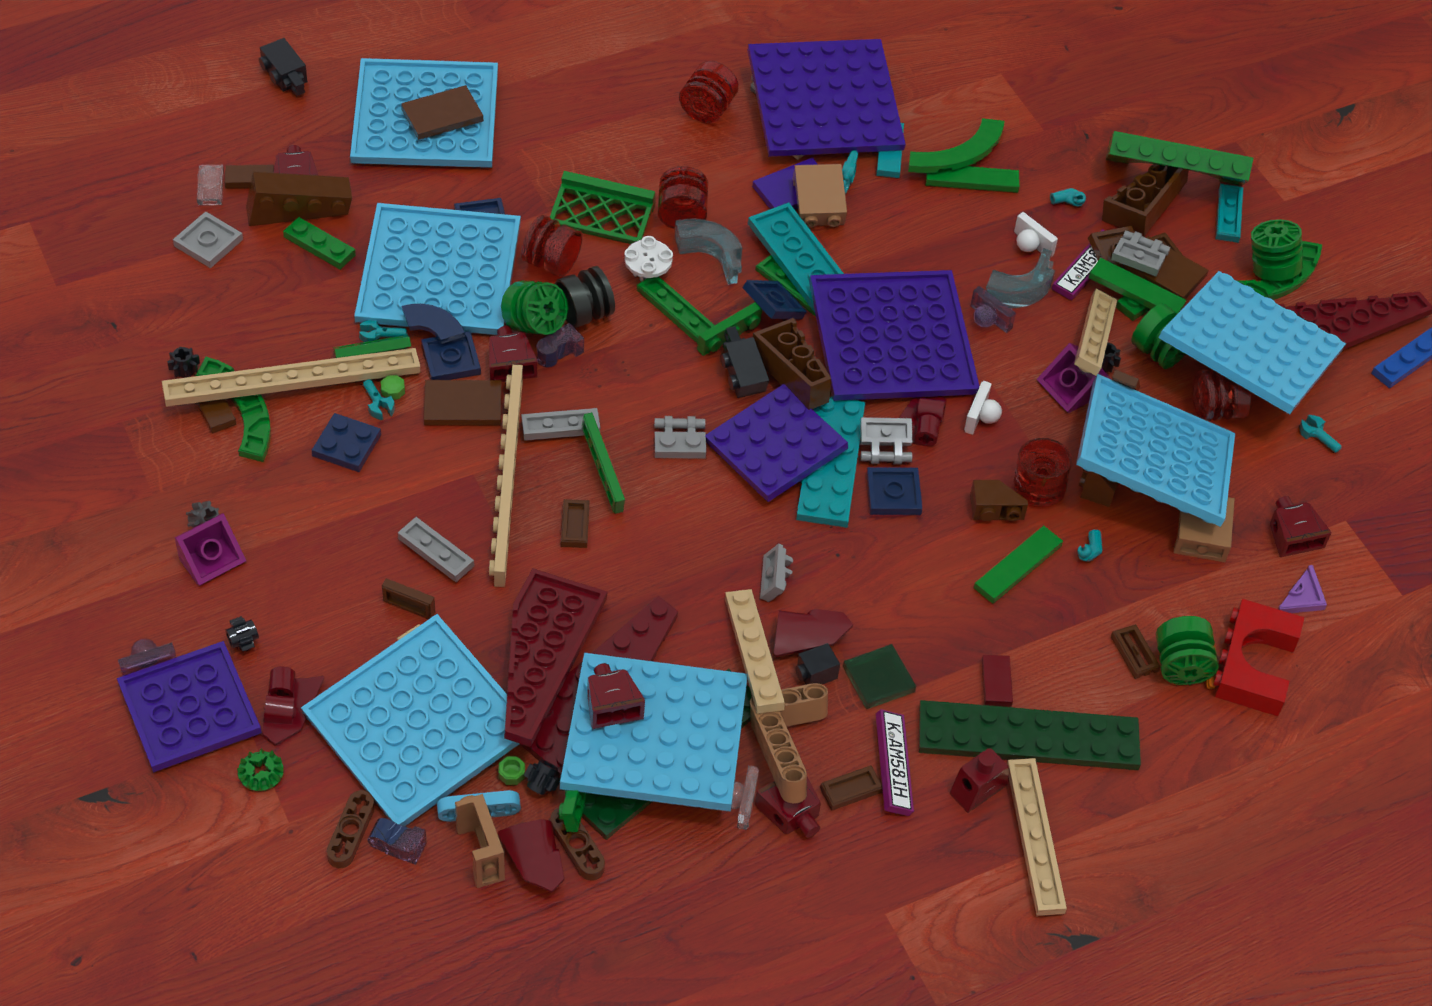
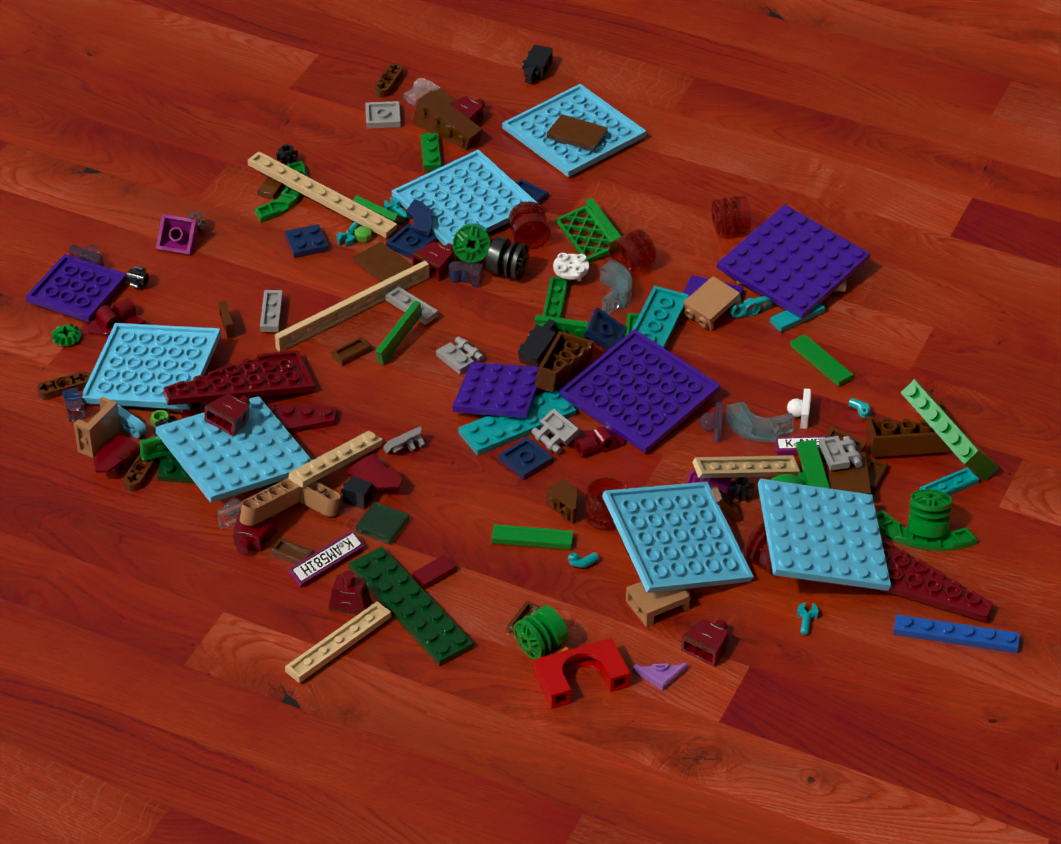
camera: 55 degrees right, 10 degrees down
(155, 204) = (394, 73): none -> reddish brown beam
(960, 156) = (835, 345): green tile -> none
(982, 409) = (631, 457): white tile -> none

